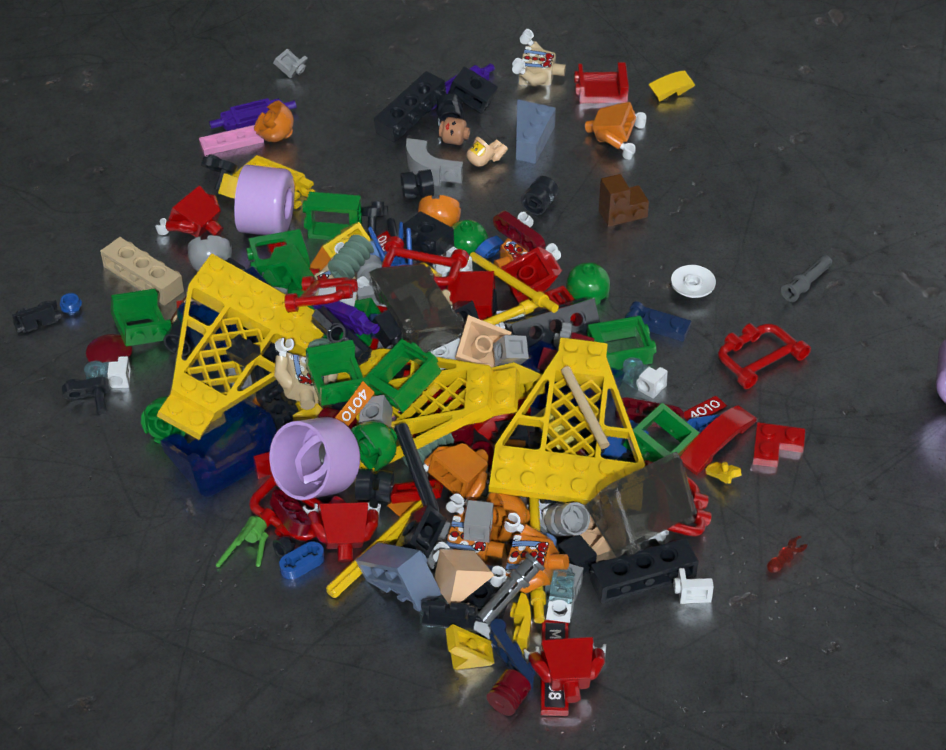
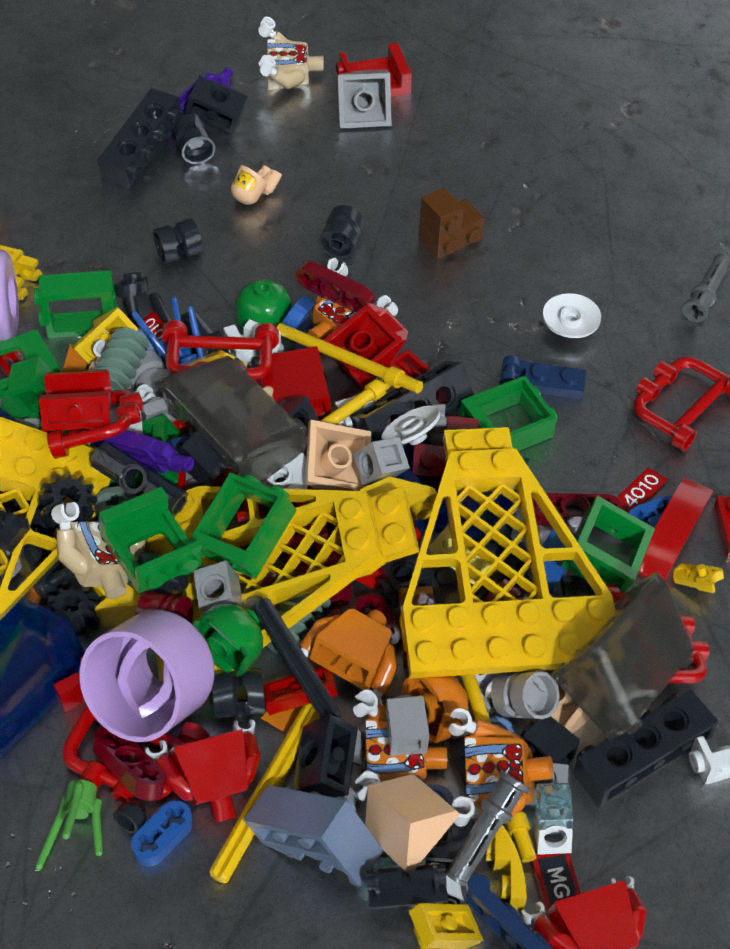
camera: 15 degrees left, 5 degrees up
(290, 331) = (57, 491): none -> black gear
(311, 276) = (76, 400): none -> red panel
(355, 404) = (189, 583): orange sticker -> none
(429, 234) = (217, 309): black brick -> none
(441, 169) = (171, 208): light grey arch -> none
(443, 209) = (218, 278): orange cylinder -> none
(454, 131) = (206, 162): nougat head -> none
(533, 130) = (305, 144): sand blue wedge -> none
(544, 335) = (413, 425): none -> white dish
(585, 99) = (364, 99): none -> light grey slope
(585, 407) = (511, 528): tan bar -> none
(588, 281) = (439, 339): green cylinder -> none
(614, 126) = (408, 126): orange torso -> none
(643, 377) = (552, 460): leg -> none
(669, 84) = (458, 63): yellow slope -> none

